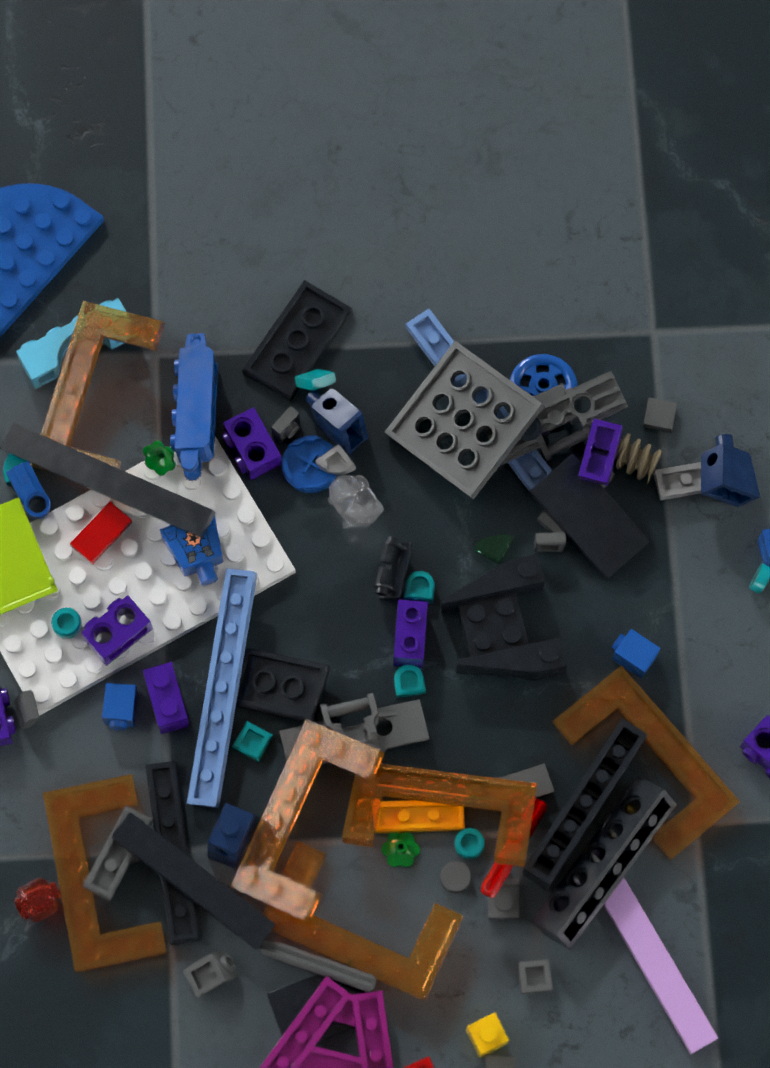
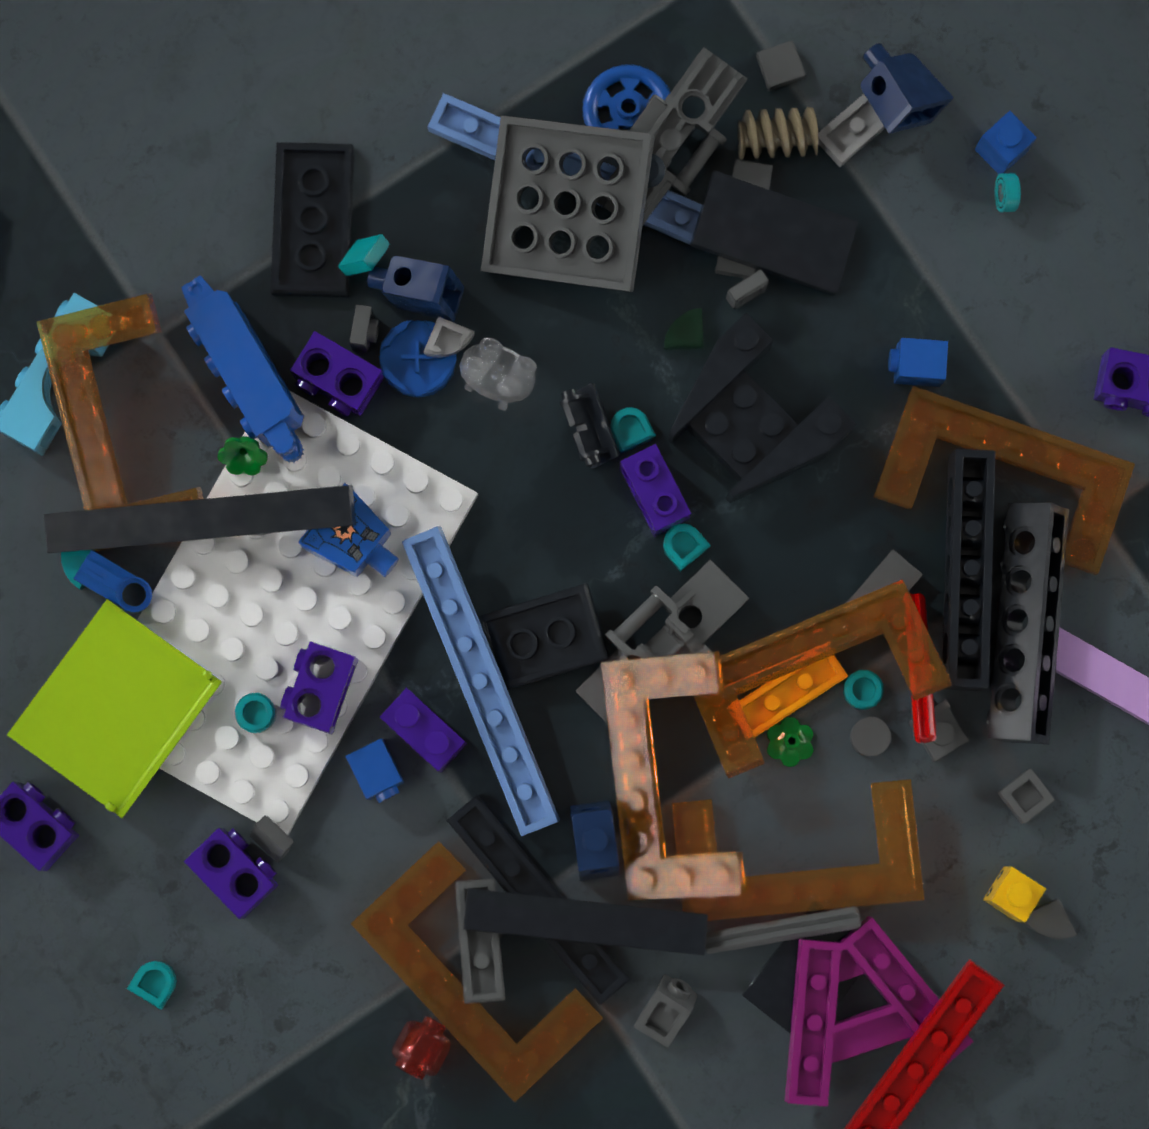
camera: 30 degrees left, 10 degrees up
(101, 533) = (229, 584): red tile -> none
(252, 741) = (550, 720): teal tile -> none
(600, 452) = (751, 151): dark purple brick -> none

